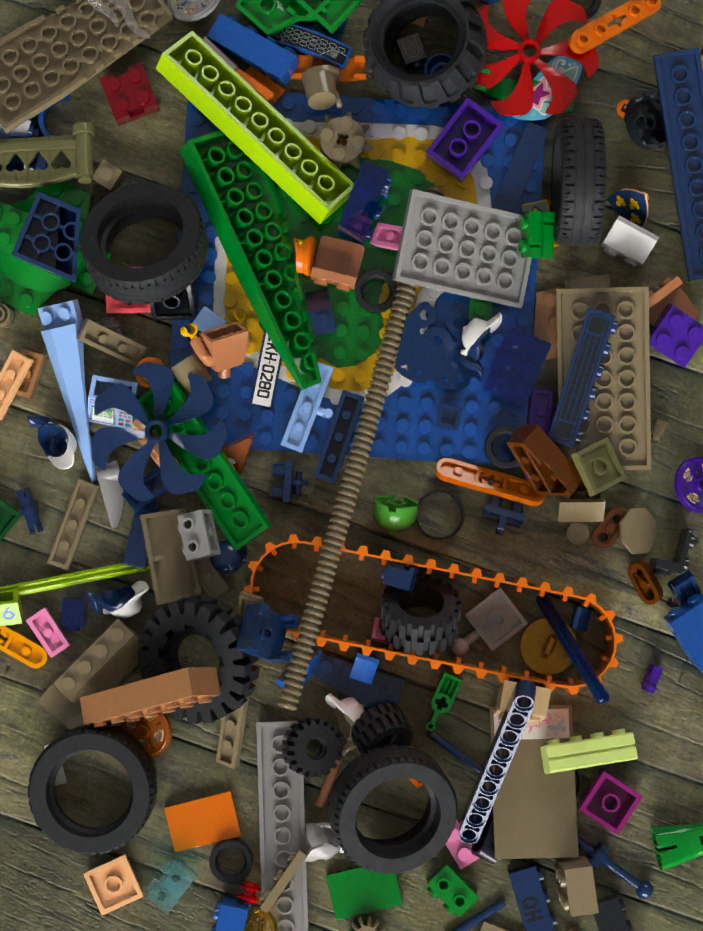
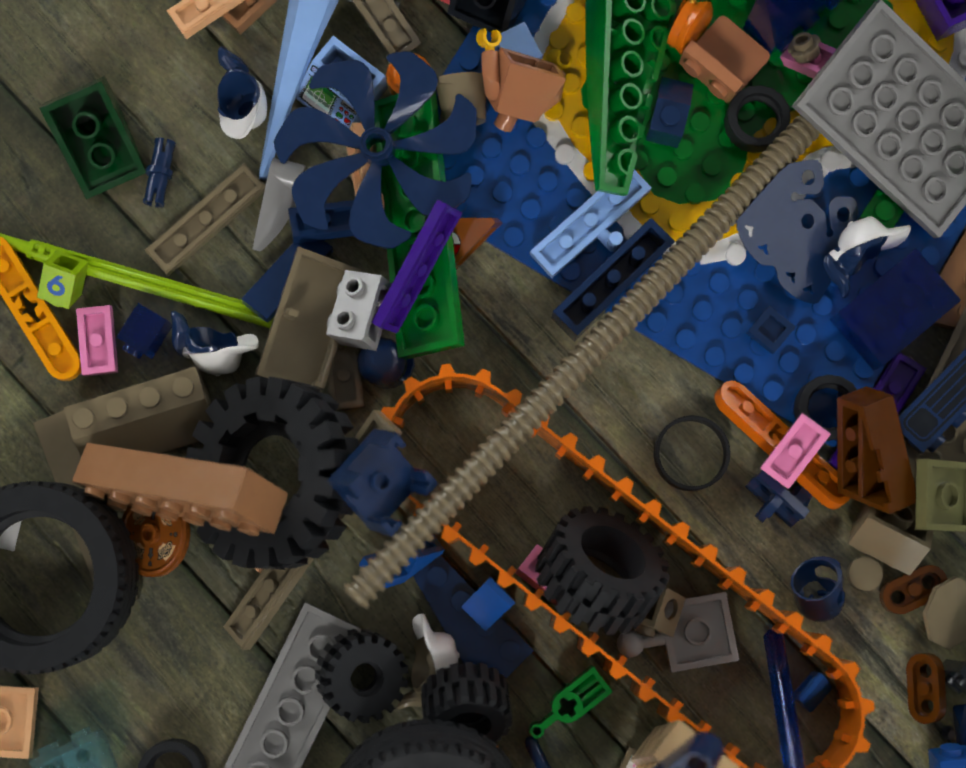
camera: 25 degrees right, 5 degrees down
(202, 821) = (163, 698): orange tile -> none
(219, 493) = (417, 267): none -> dark purple tile
(266, 375) = (558, 154): tile -> none
(284, 492) = (518, 292): dark blue hips -> none
(327, 785) = (355, 738): nougat piece -> none
(382, 234) = (804, 47): none -> dark tan plate
(394, 514) = (634, 420): bright green cylinder -> none
(399, 577) = (601, 504): dark blue brick -> none
(470, 627) = (660, 623): none -> dark tan bracket
(498, 484) = (795, 450): none -> bright pink plate
(543, 649) = (743, 706): pearl gold shield -> none
(565, 558) = (833, 597): none -> dark blue helmet

